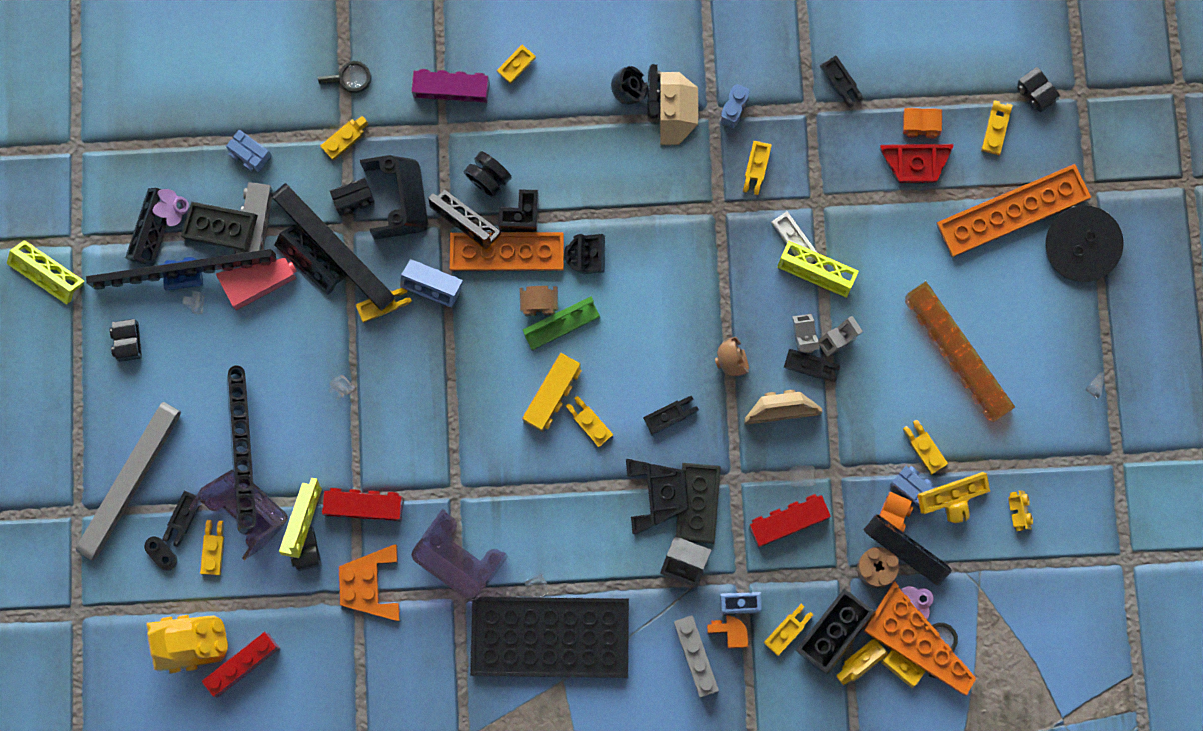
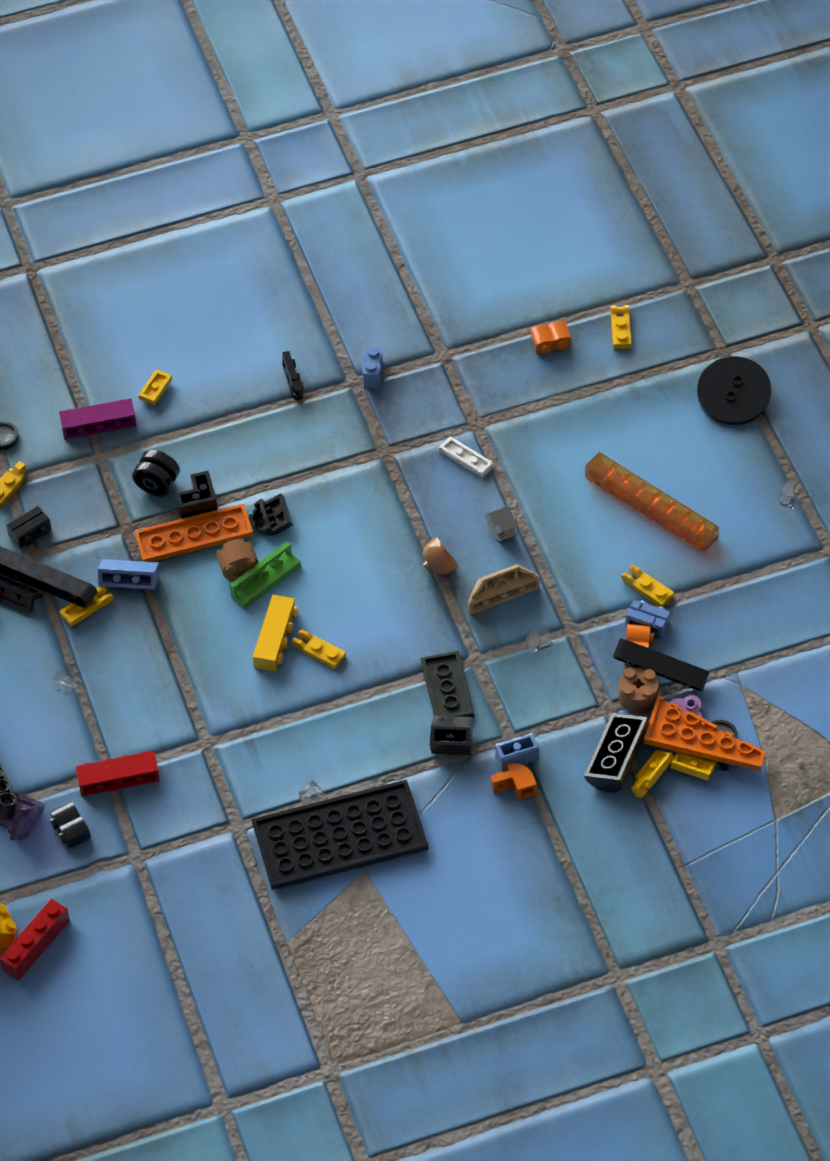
camera: 20 degrees left, 25 degrees down
(300, 519) = (59, 795): neon yellow fence -> none
(360, 584) = (135, 842): orange wing -> none
(413, 212) = (87, 529): black windscreen -> none
(451, 562) = (200, 786): clear purple windscreen -> none
(463, 222) = (143, 516): fence -> none
(629, 85) = (267, 375): black cylinder -> none
(666, 493) = (413, 682): black wing -> none
(669, 415) = (395, 622): black hinge -> none
(678, 108) = (320, 385): tan wedge -> none
(696, 656) = (489, 809): light grey brick -> none
(757, 165) = (409, 408): yellow hinge -> none
(786, 631) = (570, 767): yellow hinge -> none
(789, 521) = (540, 676): red brick -> none
(809, 365) = (516, 549): black hinge -> none
(815, 272) = (494, 475): neon yellow fence -> none
(840, 337) = (537, 517): light grey brick -> none
(841, 80) = (465, 326): black hinge -> none
(916, 161) = (556, 369): red wing -> none
(954, 497) = (689, 612): yellow plate -> none
(1013, 210) = (658, 384): orange plate -> none
(1023, 517) = (752, 605): yellow hinge -> none
(1038, 90) = (648, 288): black brick -> none

